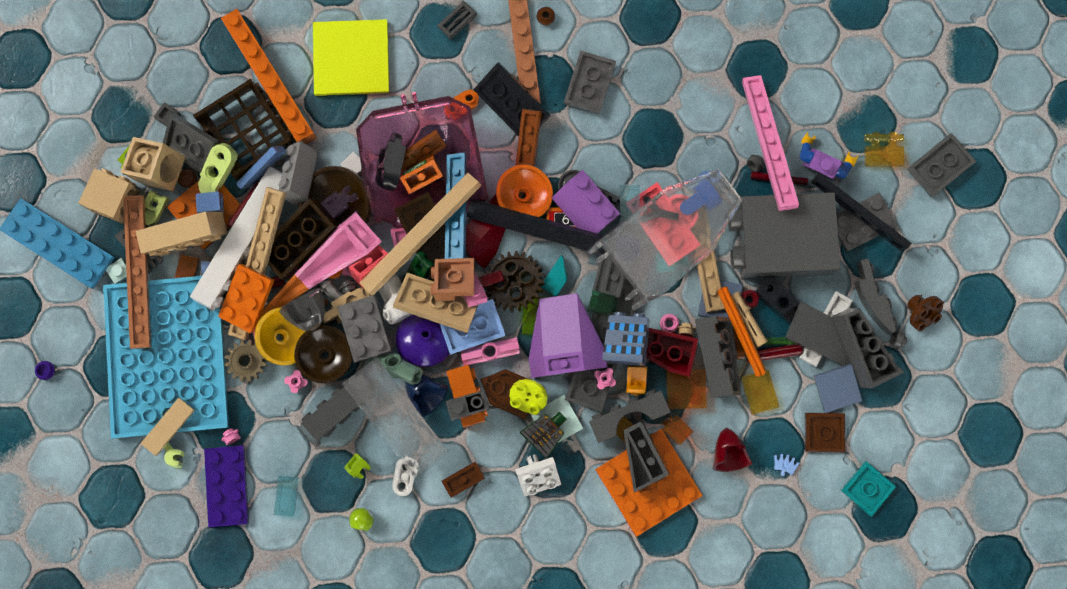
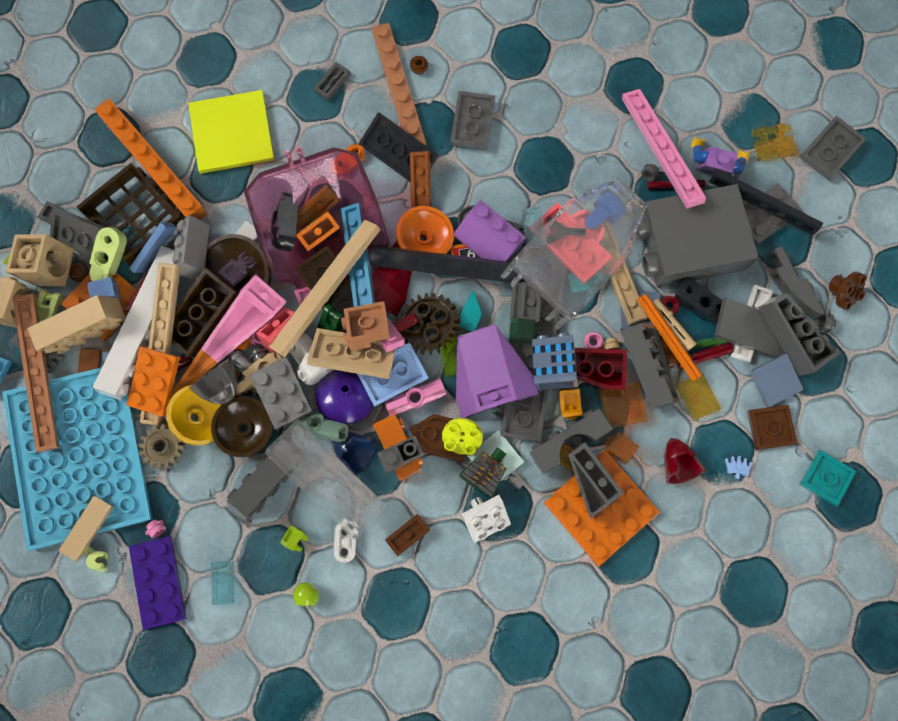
camera: 10 degrees left, 5 degrees down
(117, 271) = (15, 376): light aqua plate -> none
(296, 386) = (217, 466): bright pink plate -> none
(604, 383) = (544, 408): bright pink plate -> none

